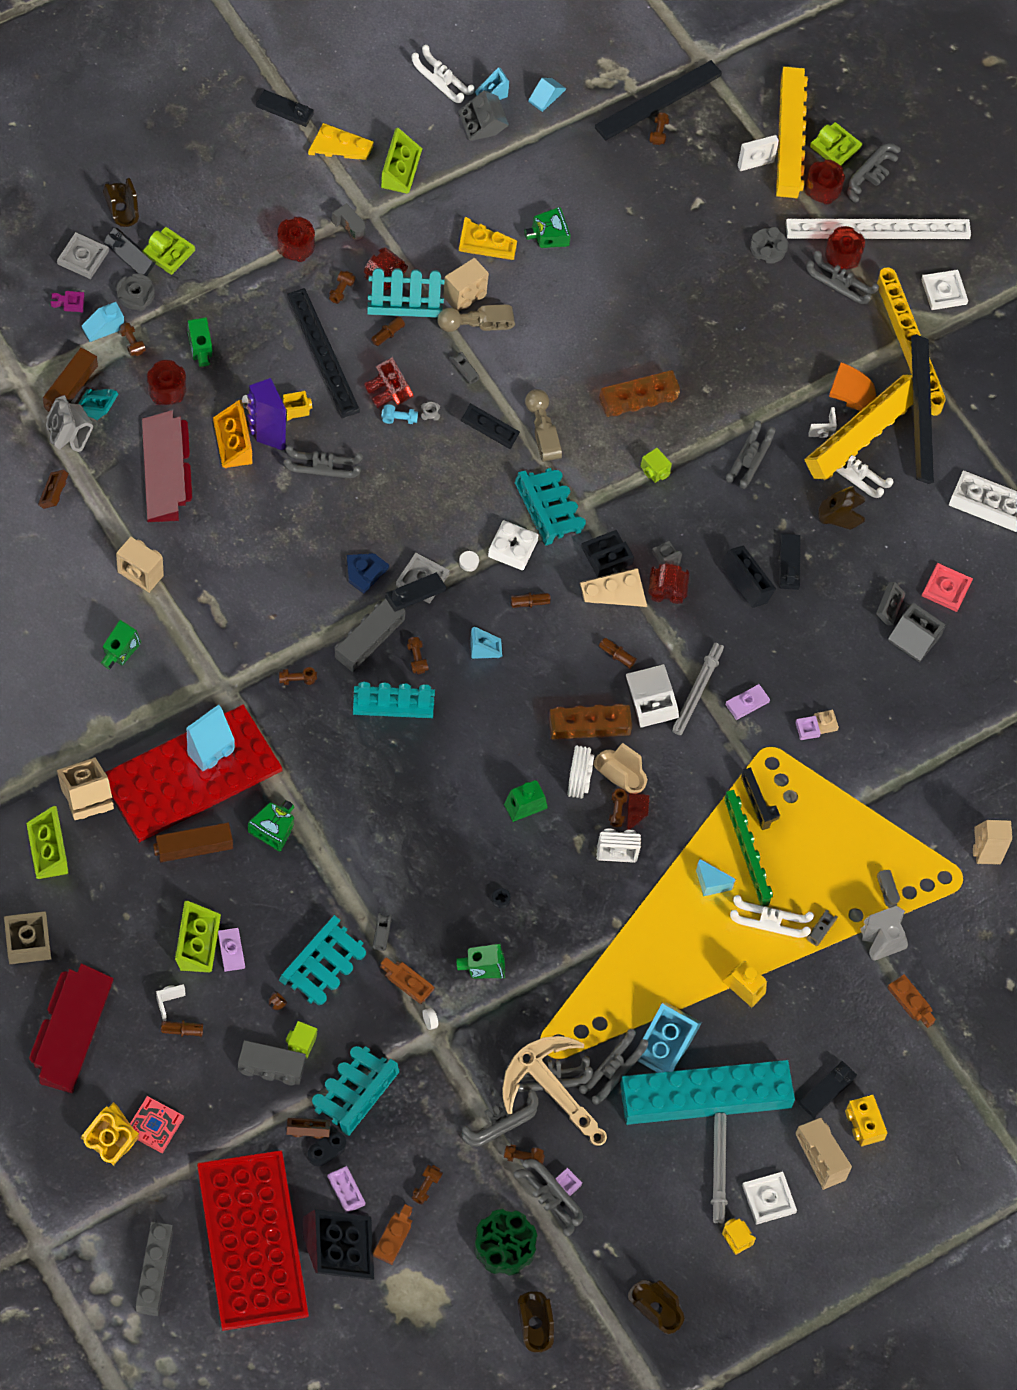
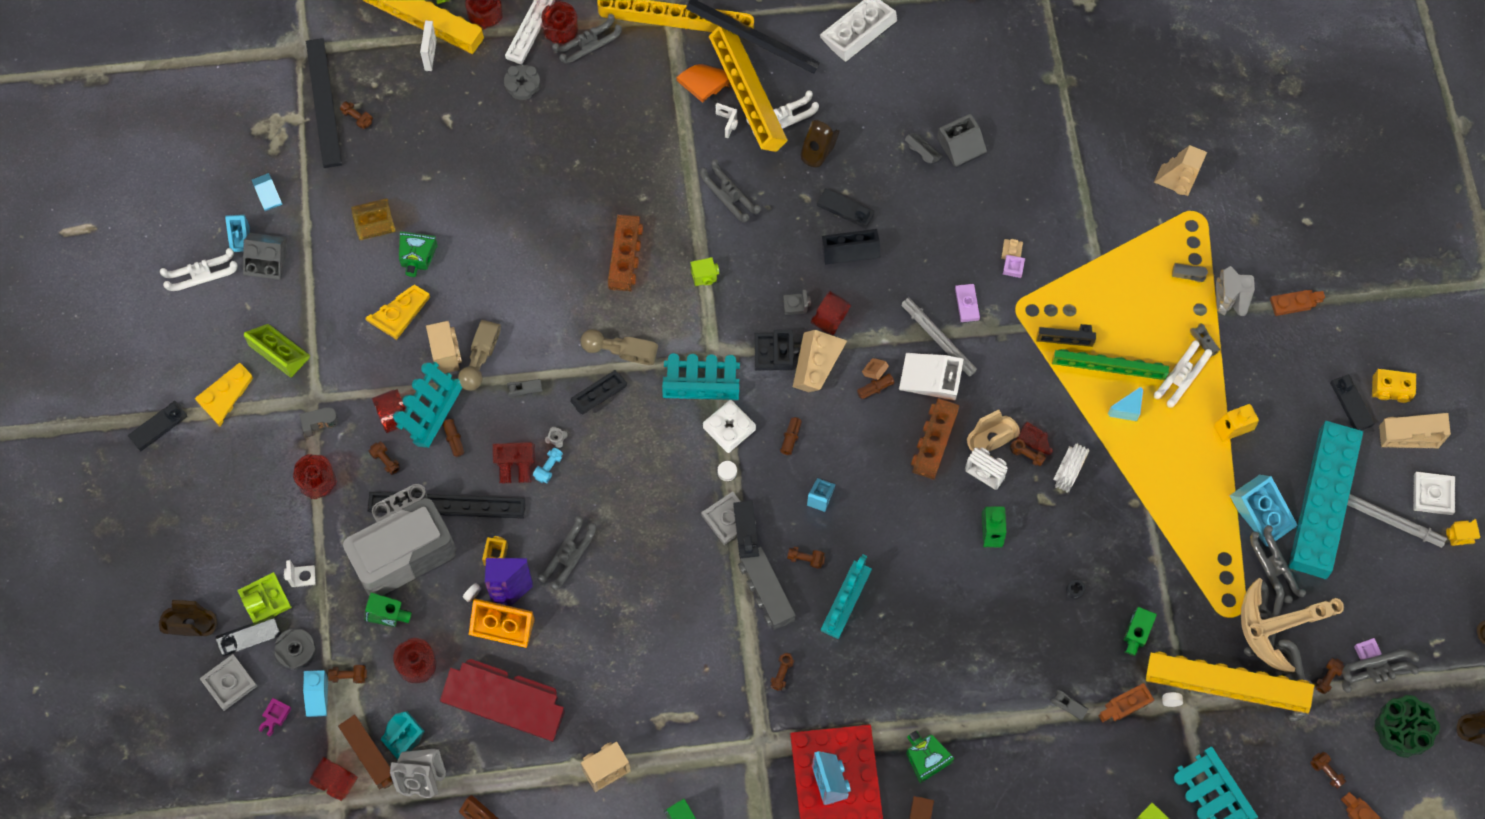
camera: 60 degrees left, 5 degrees up
(33, 363) = (334, 778): none -> clear red brick
(200, 262) = (292, 574): none -> white bracket
(262, 324) = (401, 543): none -> light grey piece
(314, 966) = (1068, 773): teal fence -> none
(365, 570) = (696, 565): dark blue plate -> none
(468, 1059) = (1230, 682): none -> yellow brick
(562, 182) = (373, 219): none -> clear yellow slope
(634, 645) = (875, 369): none -> medium nougat plate
(947, 587) = (924, 99): coral tile -> none

